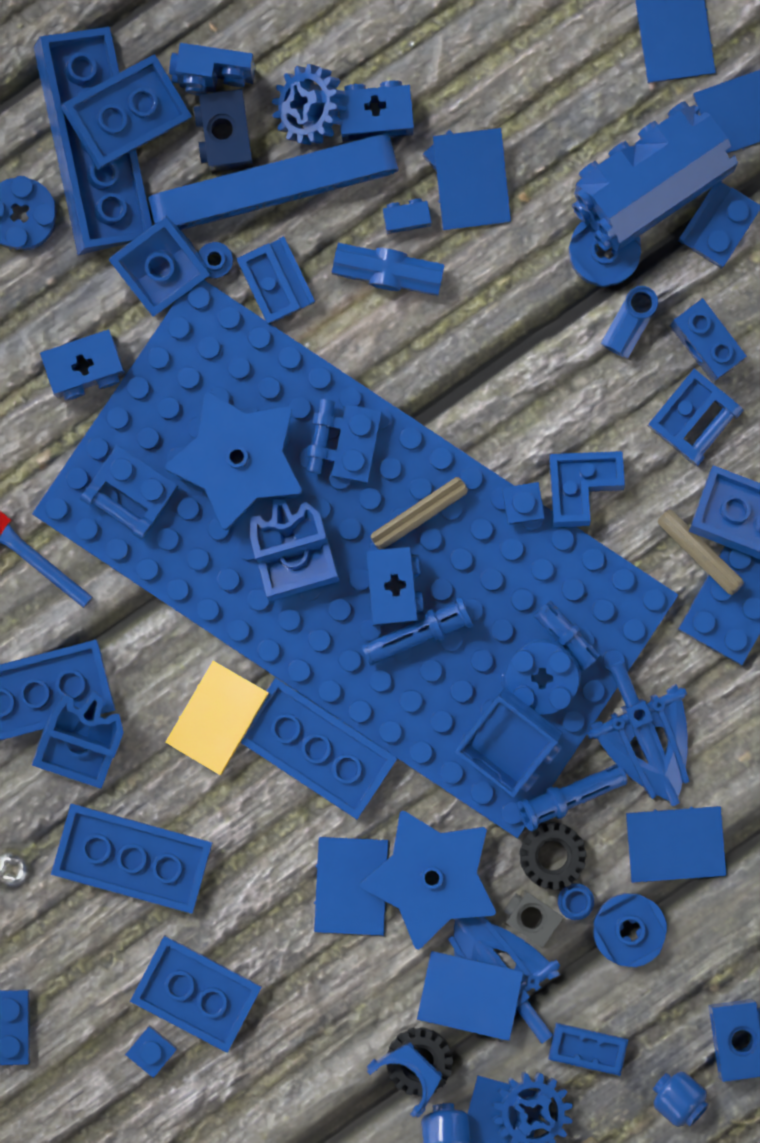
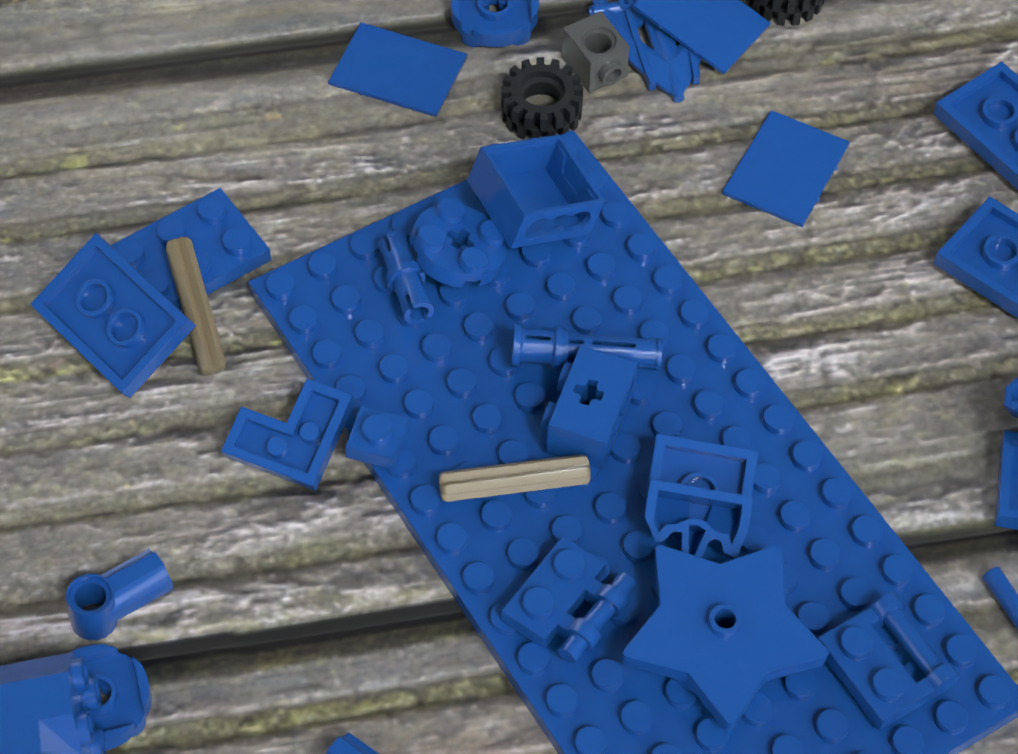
camera: 155 degrees left, 30 degrees down
(217, 717) = (874, 378): yellow window -> none
(318, 749) = (768, 301): blue plate -> none
(421, 850) = (690, 128): blue plate -> none
(558, 801) = (473, 136): blue pin -> none
(575, 901) = (536, 46): blue plate -> none
(663, 770) = (370, 177): blue bar -> none
(685, 410) = (113, 467): blue plate -> none
(707, 340) = (36, 525): blue brick -> none

